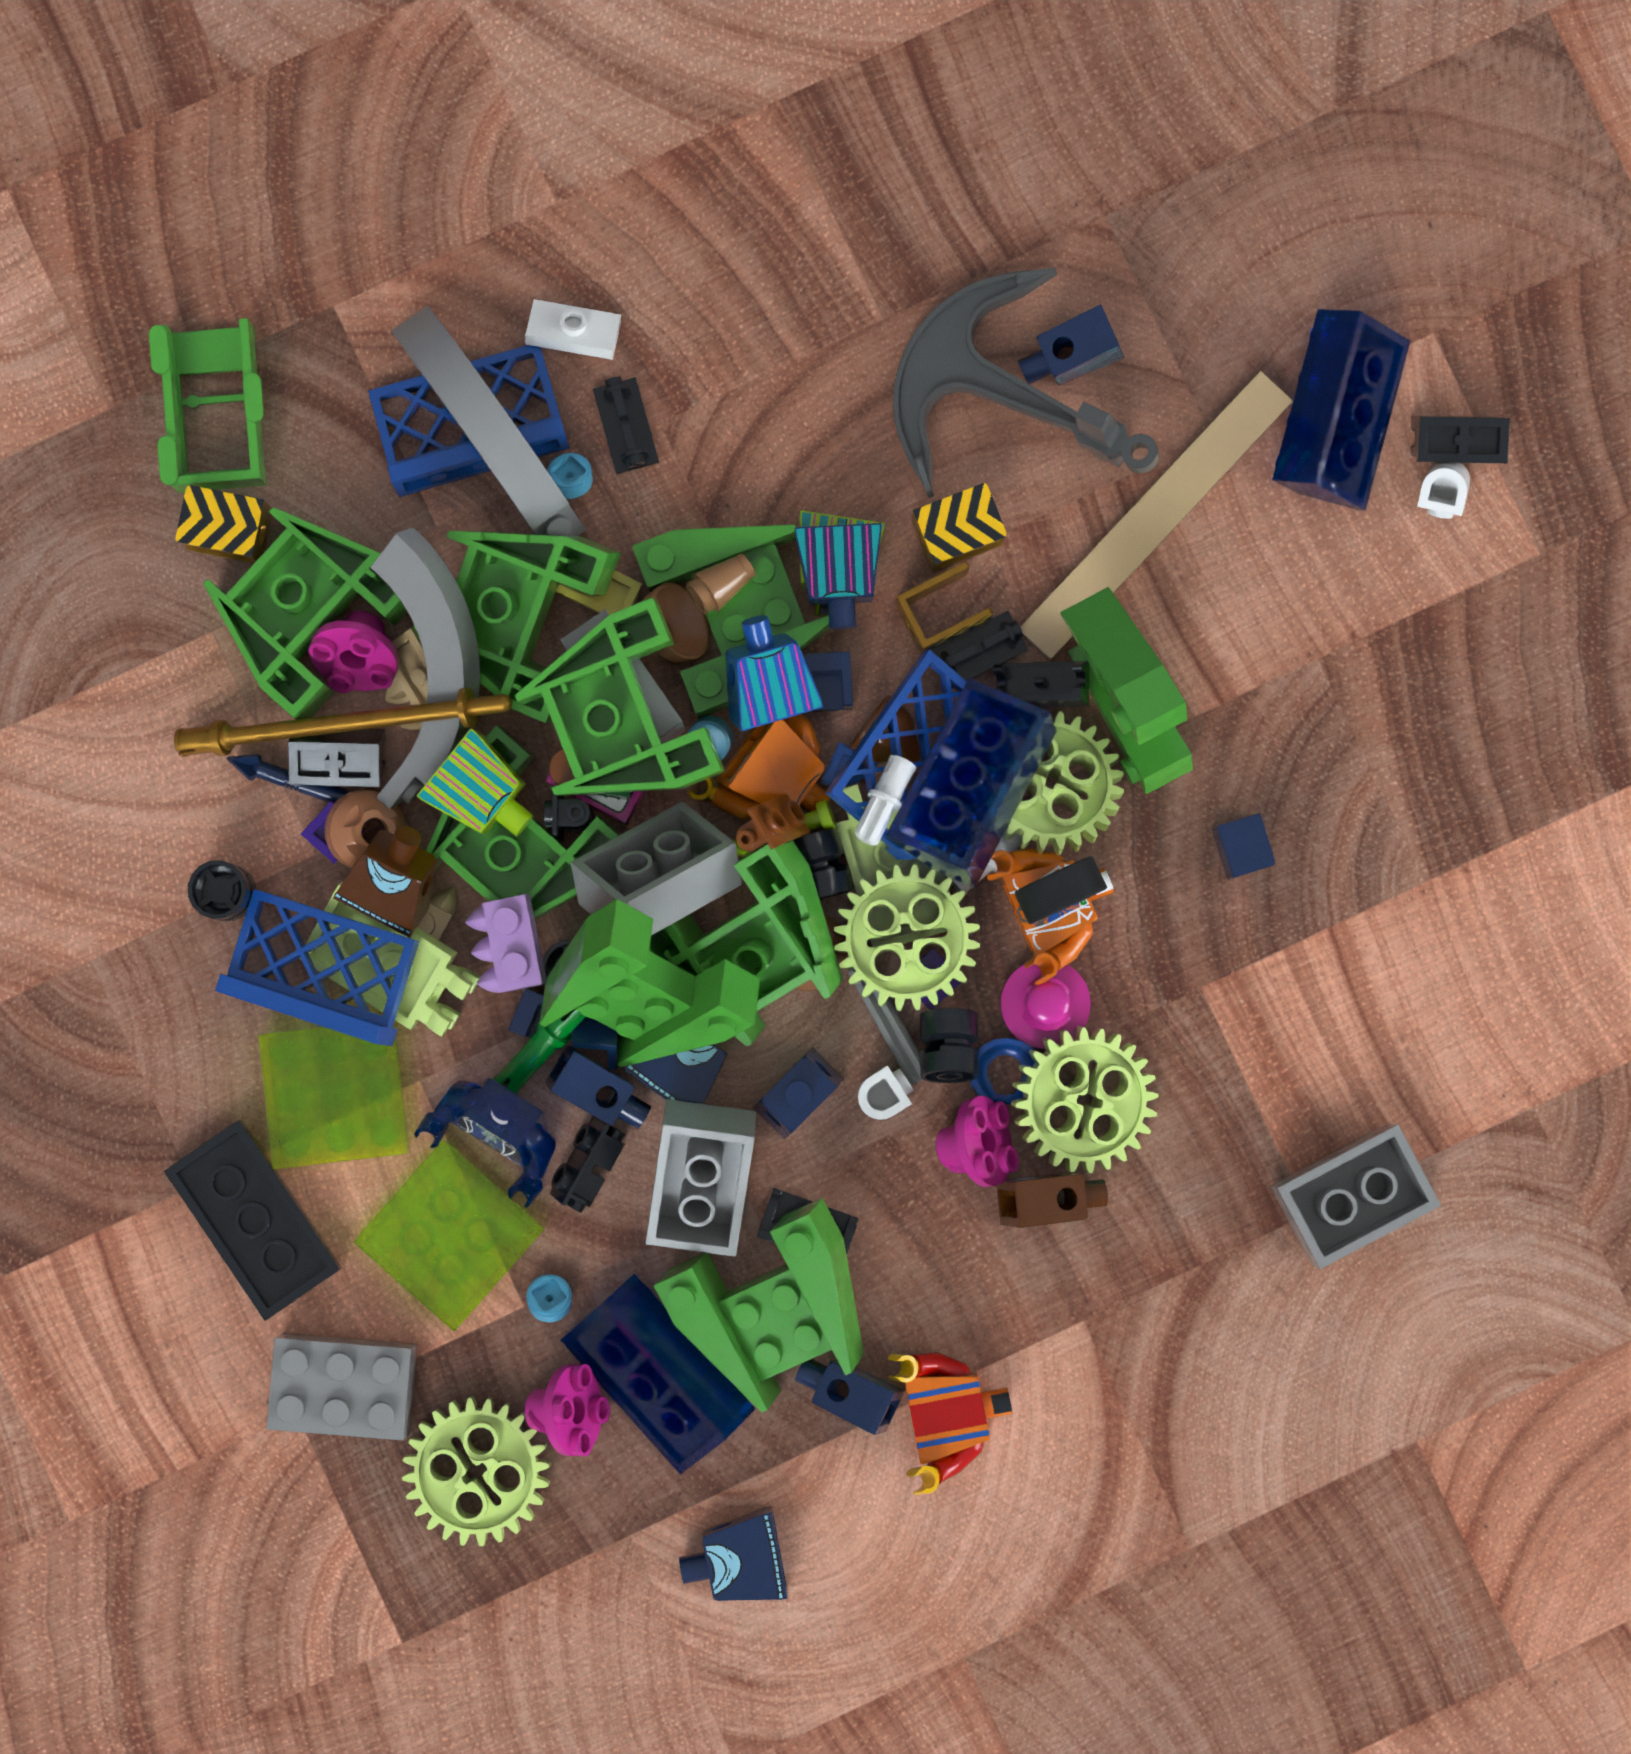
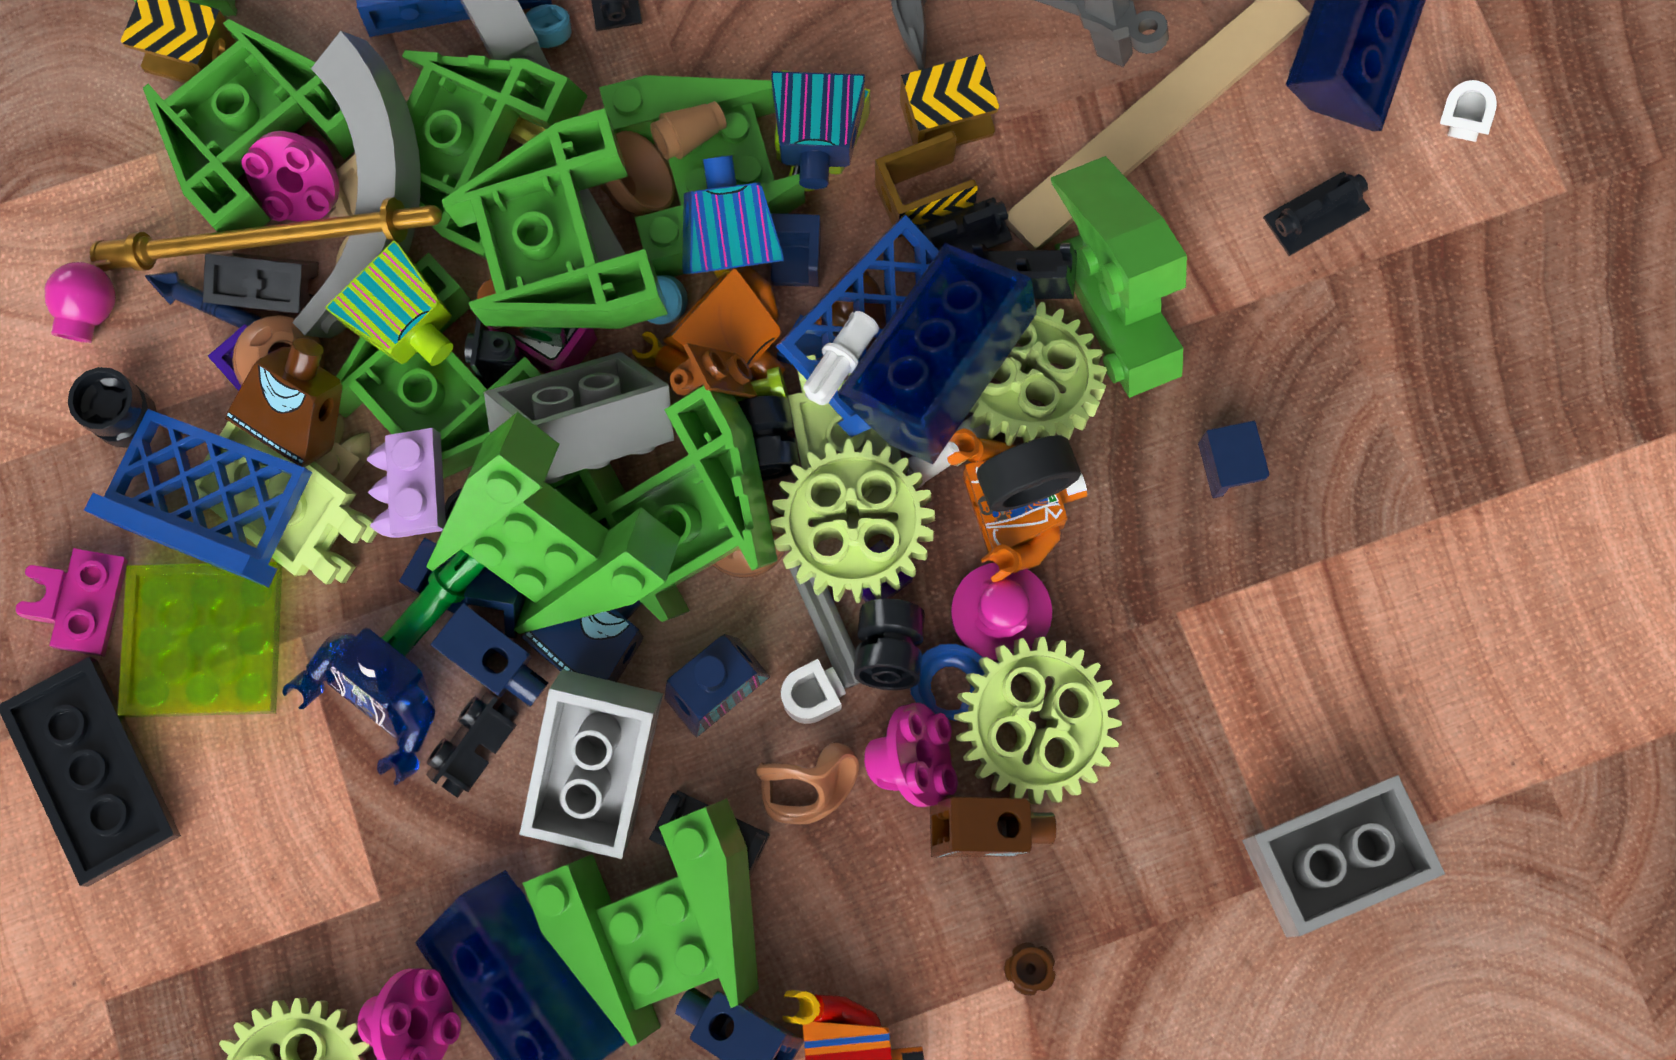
camera: 10 degrees right, 10 degrees down
(170, 788) = (78, 300): none -> dark pink piece
(218, 1069) = (78, 601): none -> dark pink plate
(341, 1386) = (153, 971): light grey brick -> none
(449, 1235) = (306, 810): clear neon green plate -> none
(549, 1298) = (407, 891): medium azure tile -> none
(909, 1169) = (832, 777): none -> nougat piece
(1094, 1325) = (1029, 954): none -> reddish brown plate
(1309, 599) = (1318, 212): none -> black hinge
(1460, 439) = (1489, 58): black hinge -> none

